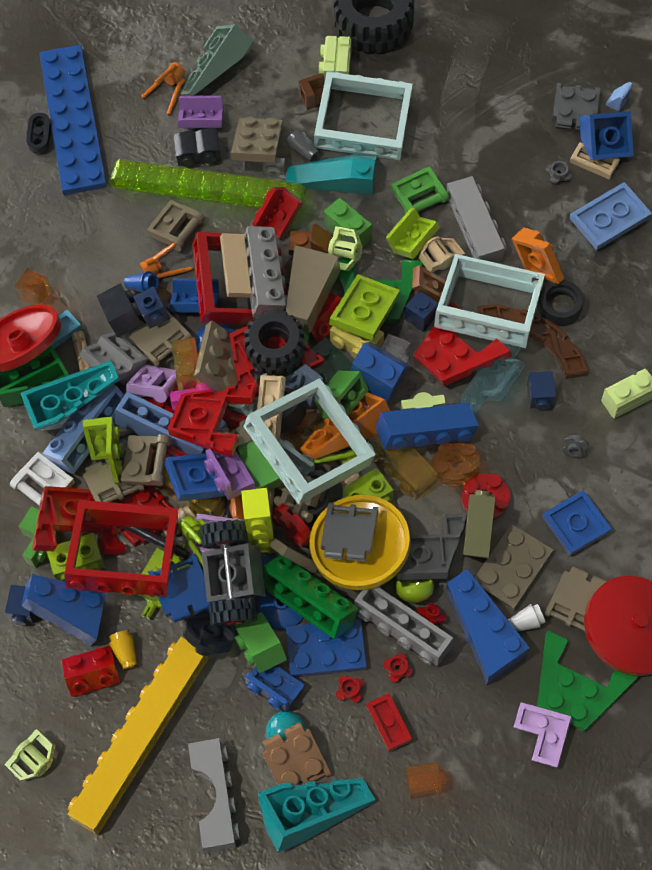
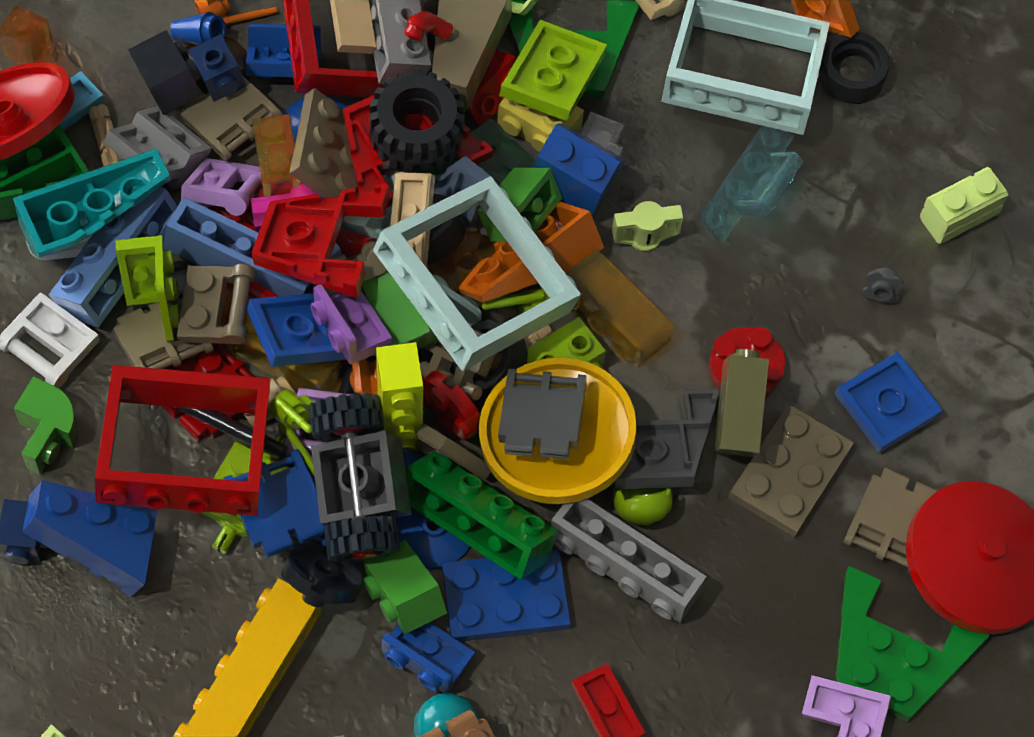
camera: 10 degrees left, 0 degrees up
(58, 513) = (80, 386): red wing -> none
(88, 556) = (83, 451): lime brick -> none
(90, 671) = (134, 634): red bracket -> none
(124, 649) = (187, 598): yellow cone -> none
(283, 278) = (427, 22): none -> red arm
(346, 682) = (549, 648): red plate -> none
(399, 660) = (623, 614): red plate -> none
(421, 311) = (639, 78): dark blue brick -> none
(426, 426) = (654, 253): blue brick -> none
(427, 283) = (648, 40): dark orange slope -> none
(431, 613) = (670, 540): red plate -> none
(451, 358) = (689, 151): red wing -> none
(456, 452) = (701, 294): clear orange plate -> none
(487, 630) = (753, 561): blue wedge -> none
(528, 618) = (816, 549): white cone -> none
(541, 390) = (828, 199): dark blue brick -> none
(546, 334) = (838, 119): reddish brown tile -> none

